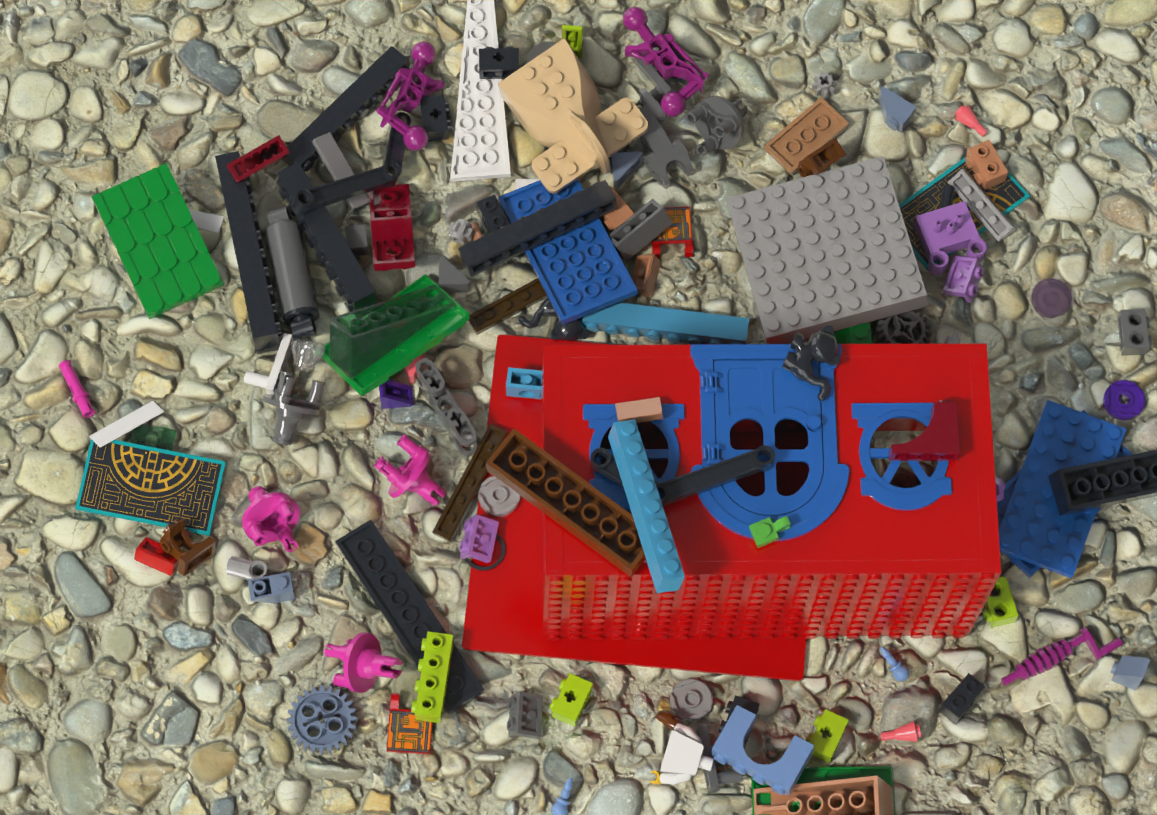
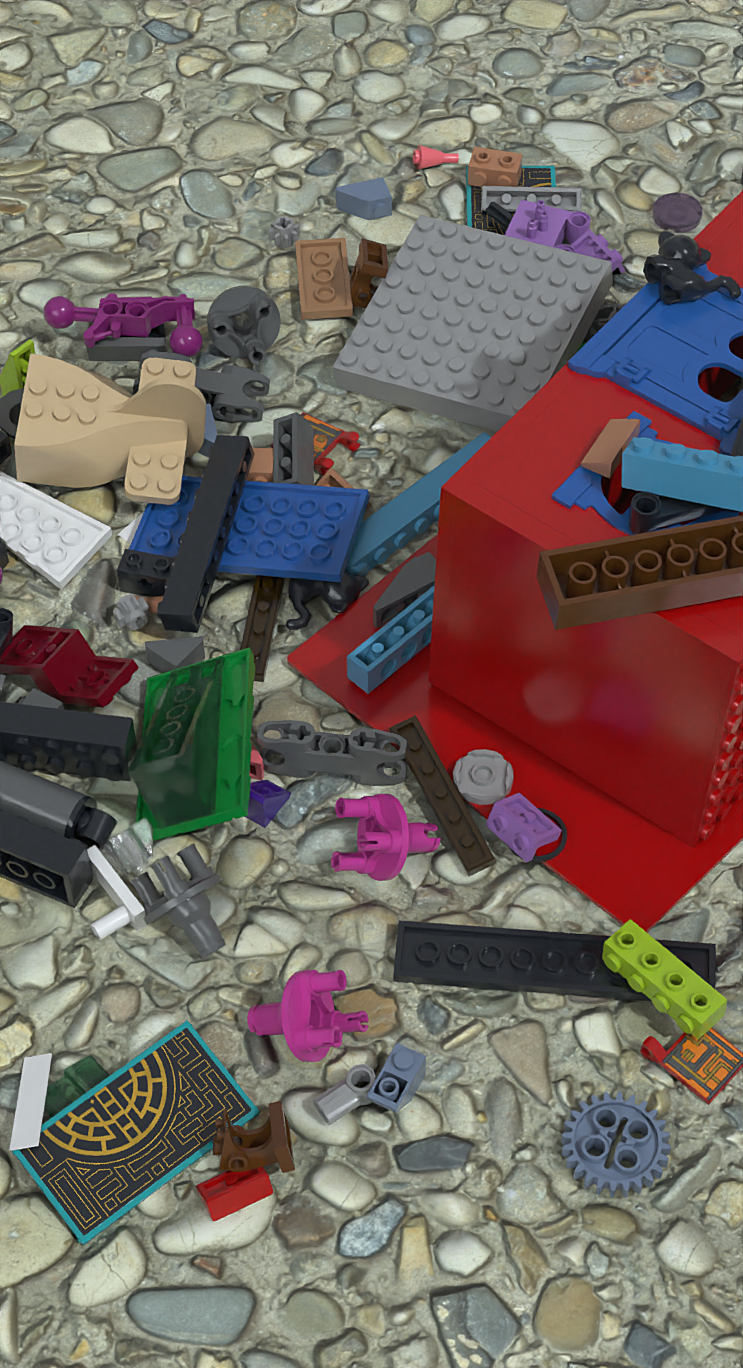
camera: 50 degrees left, 15 degrees down
(362, 663) = (590, 1036): dark pink piece -> none

